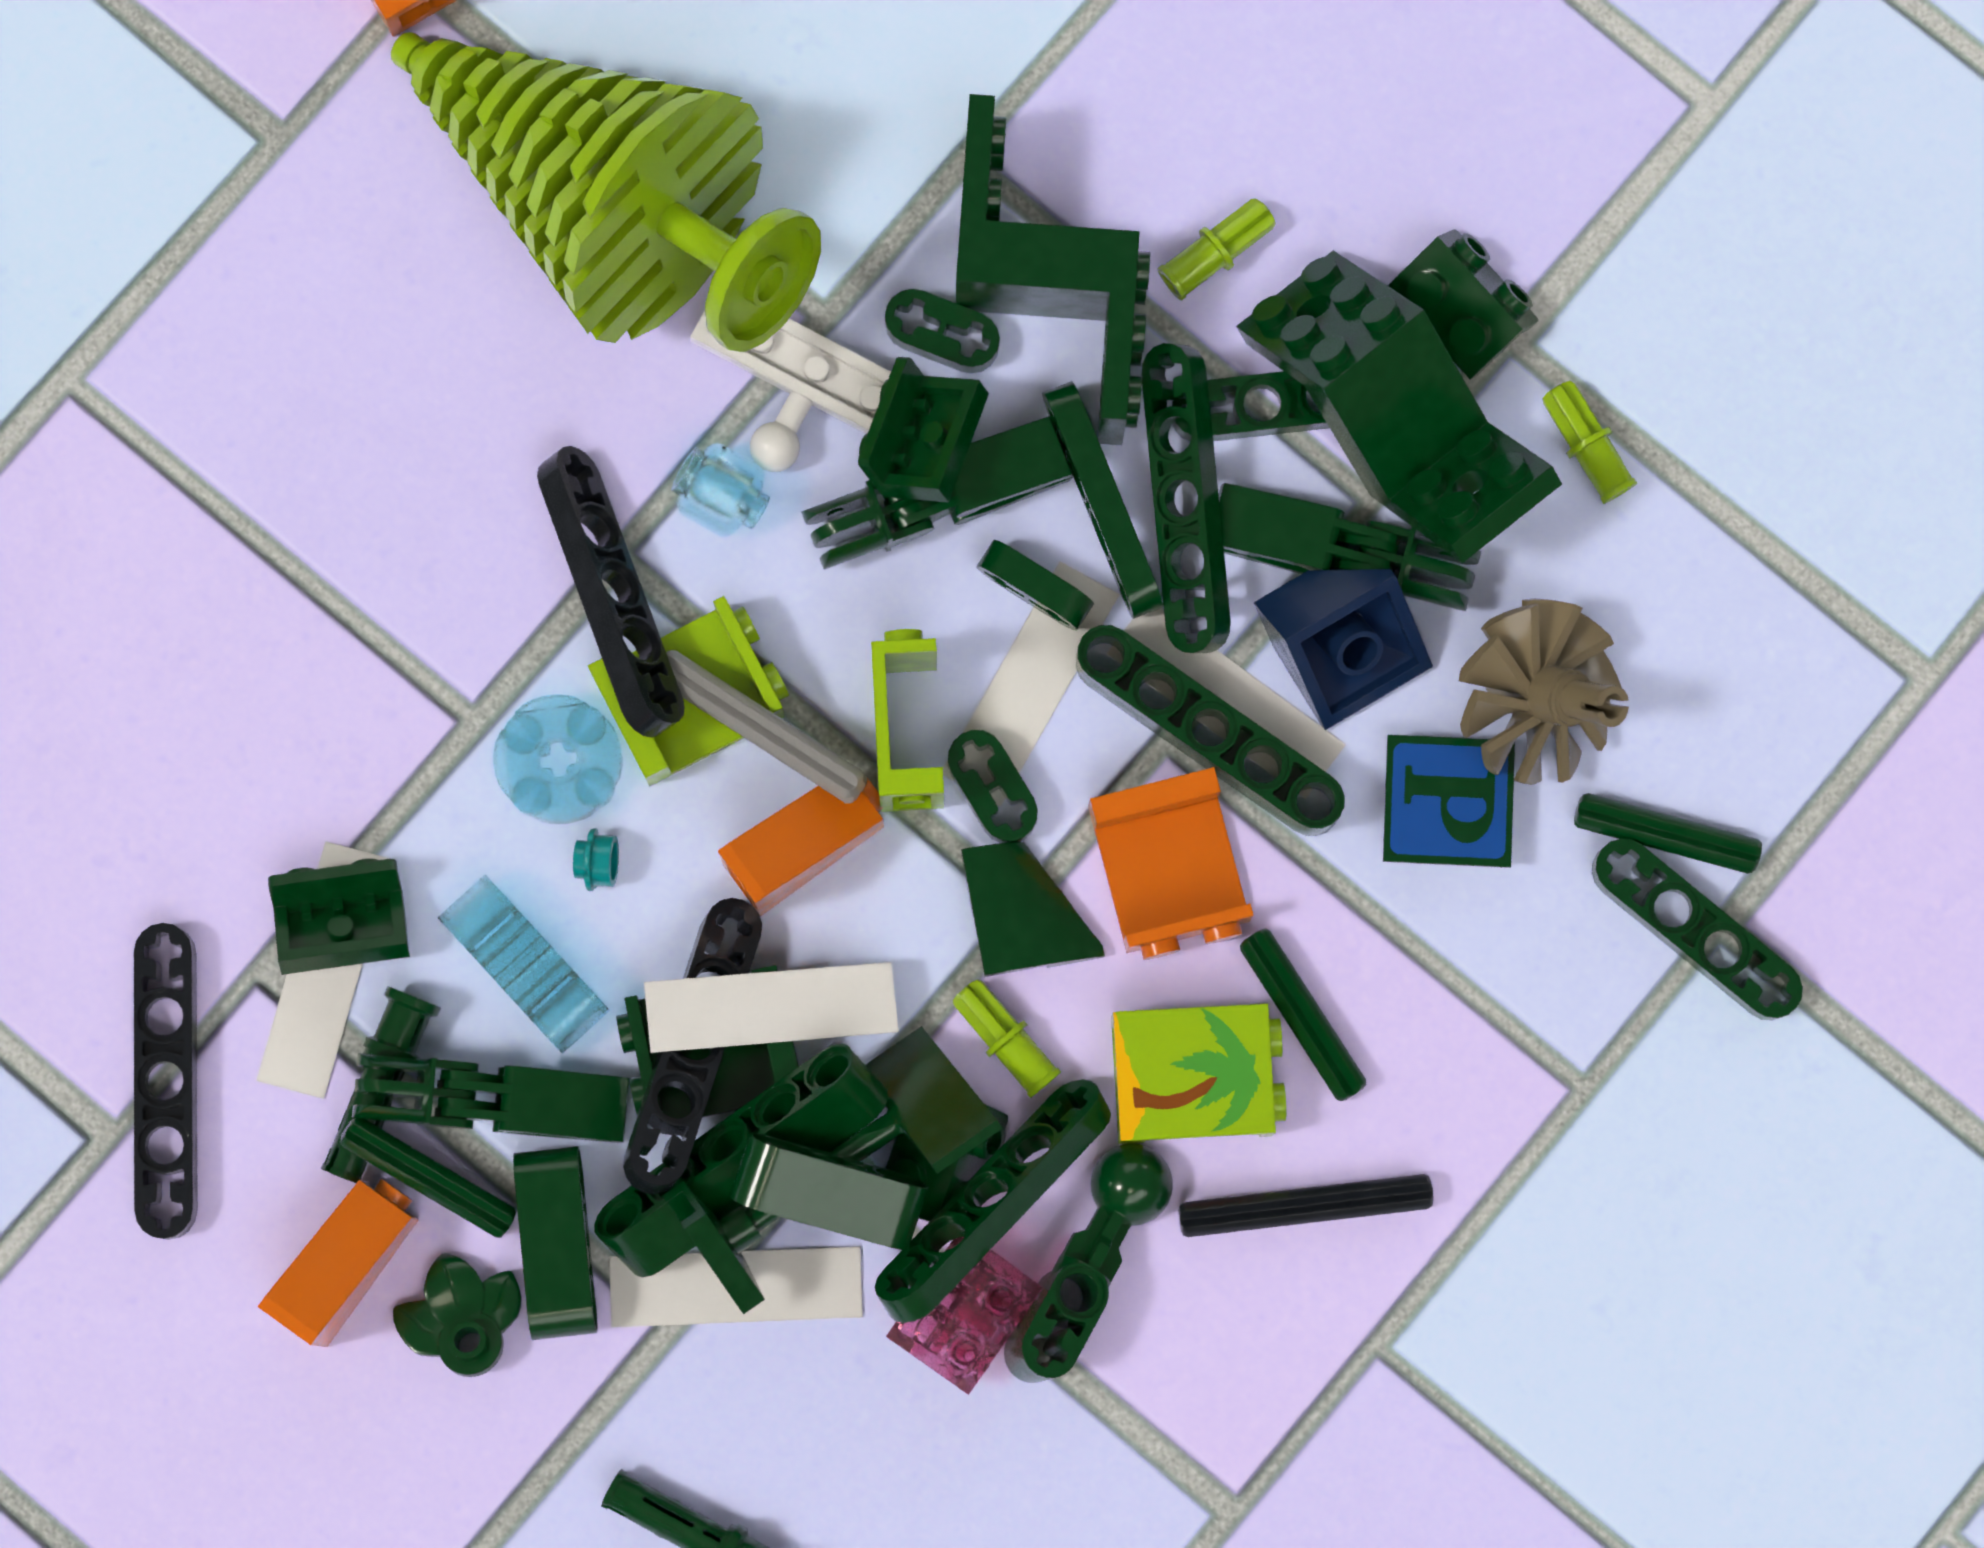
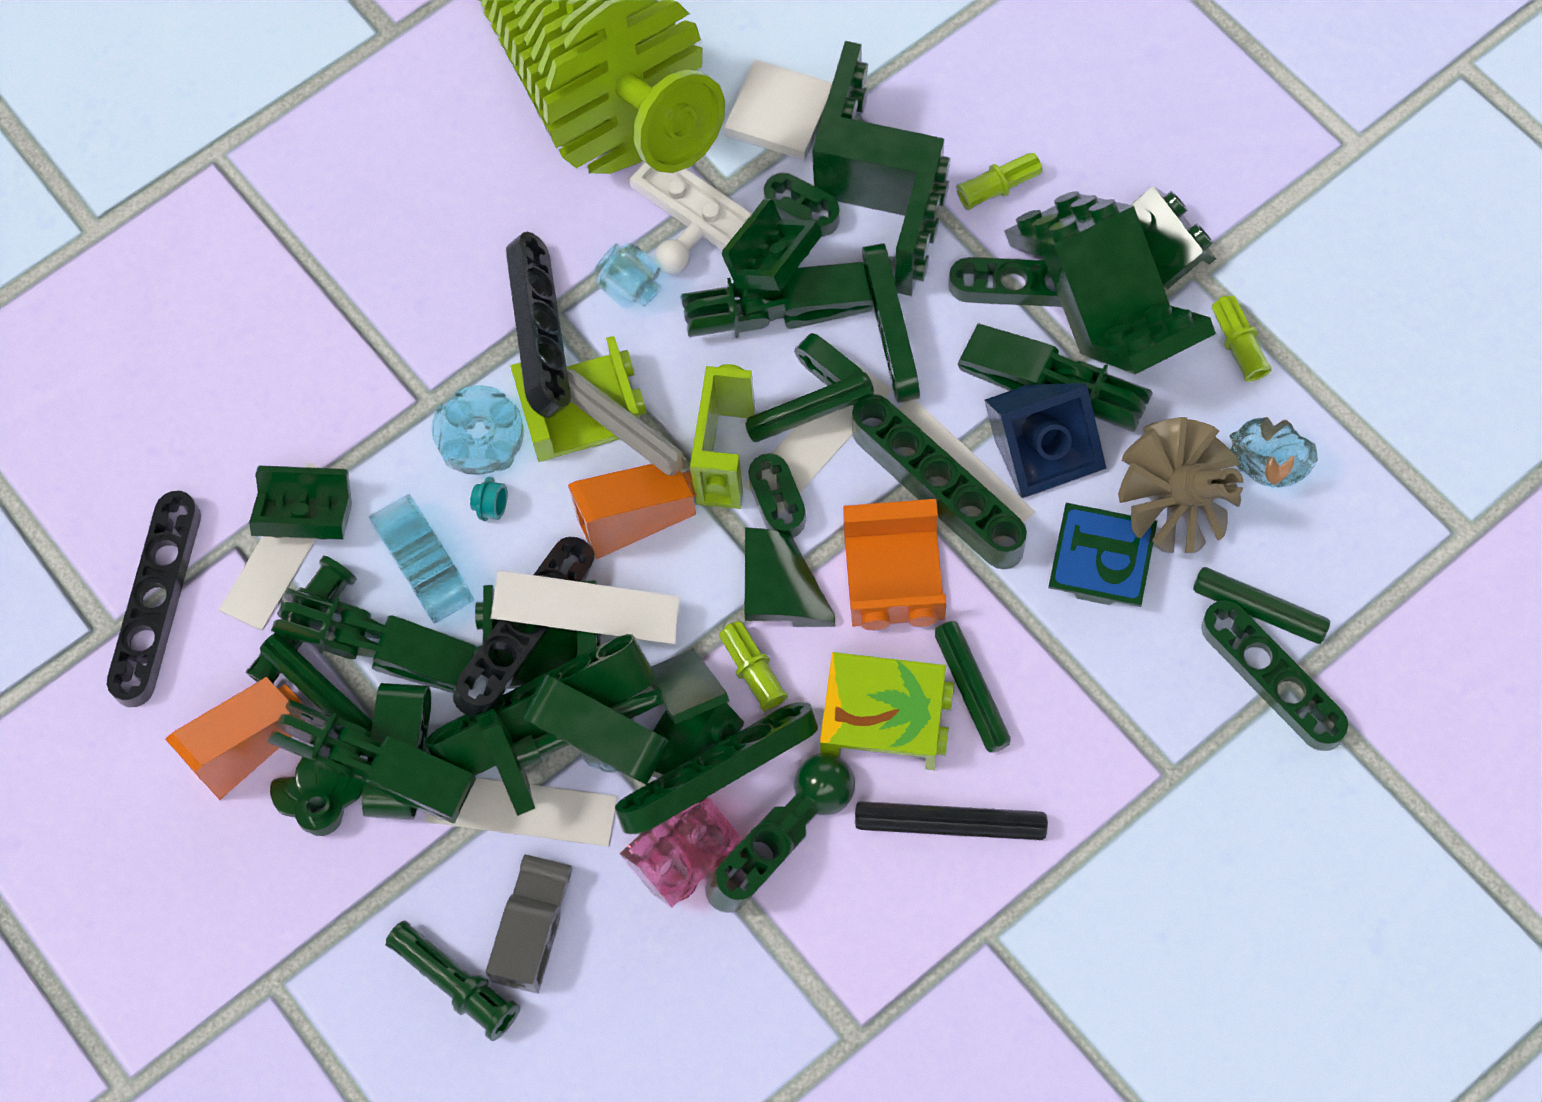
camera: 20 degrees right, 15 degrees down
(570, 1282) = (397, 767): none -> dark green arm
(785, 1443) = (529, 925): none -> dark grey piece
(881, 180) = (778, 109): none -> white tile
(1016, 655) = (809, 407): none -> dark green axle
(1167, 473) = (958, 342): dark green beam -> none
(1657, 615) = (1273, 452): none -> clear light blue hair

